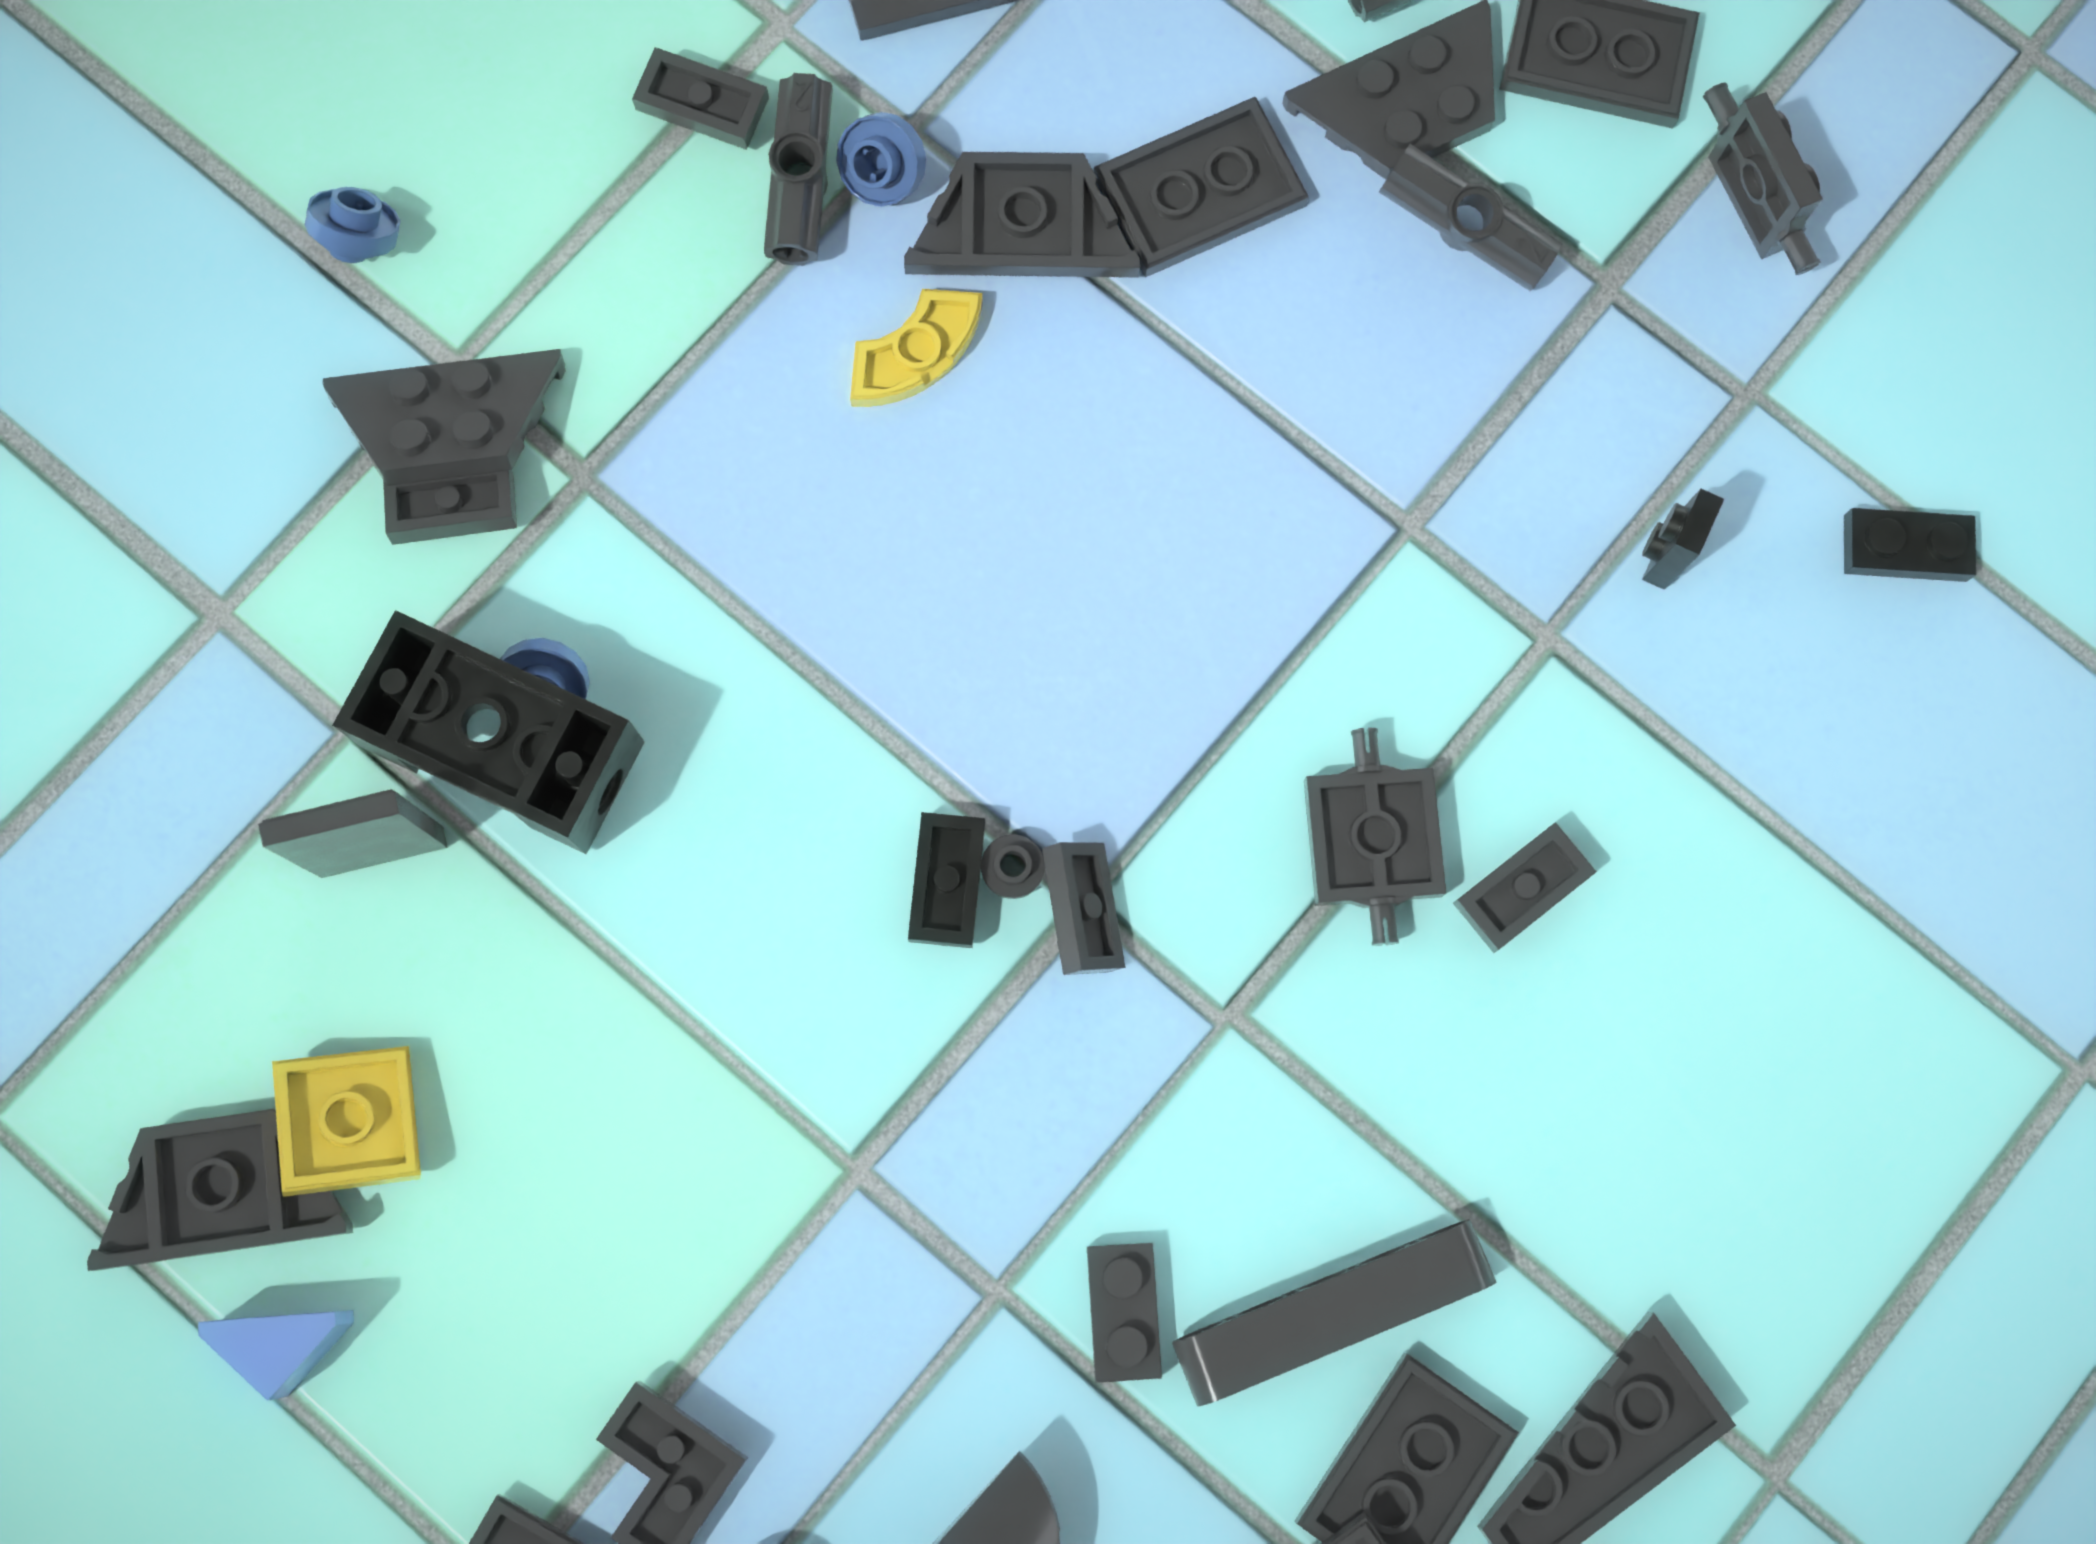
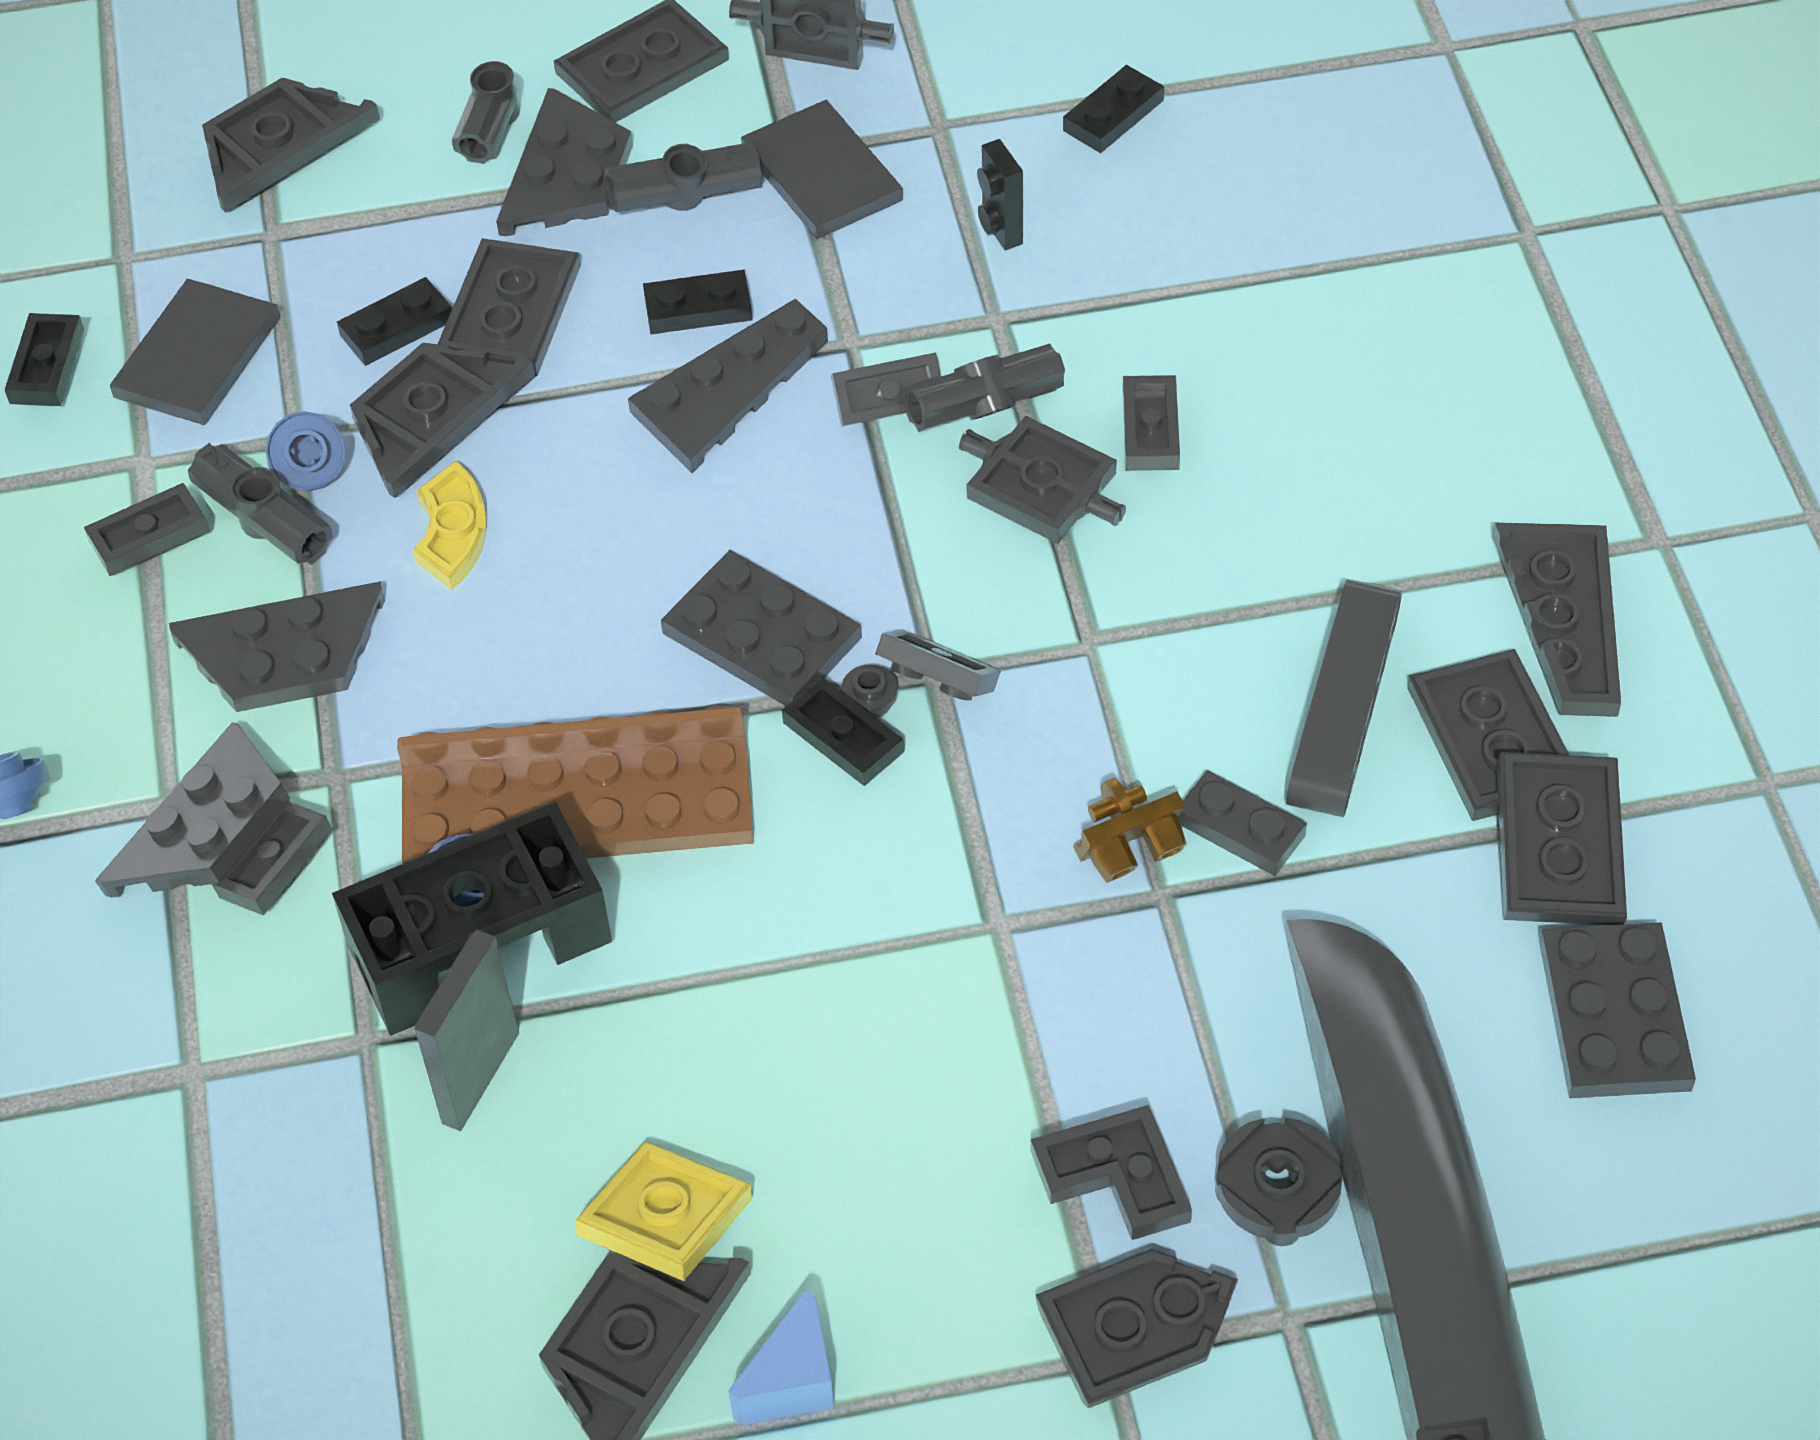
camera: 45 degrees left, 25 degrees down
(674, 319) = (282, 647): none -> dark grey wing
(712, 701) = (617, 780): none -> medium nougat bracket
(1010, 714) = (760, 628): none -> dark grey plate
(1033, 1214) = (1108, 841): none -> pearl gold hips
(1101, 102) = (394, 321): none -> pearl dark grey plate
(1250, 452) = (716, 389): none -> dark grey wing
(1341, 350) = (697, 301): none -> pearl dark grey plate
(1366, 614) = (879, 389): none -> dark grey plate
(1435, 704) = (984, 387): none -> dark grey piece
(1599, 330) = (823, 169): none -> dark grey tile

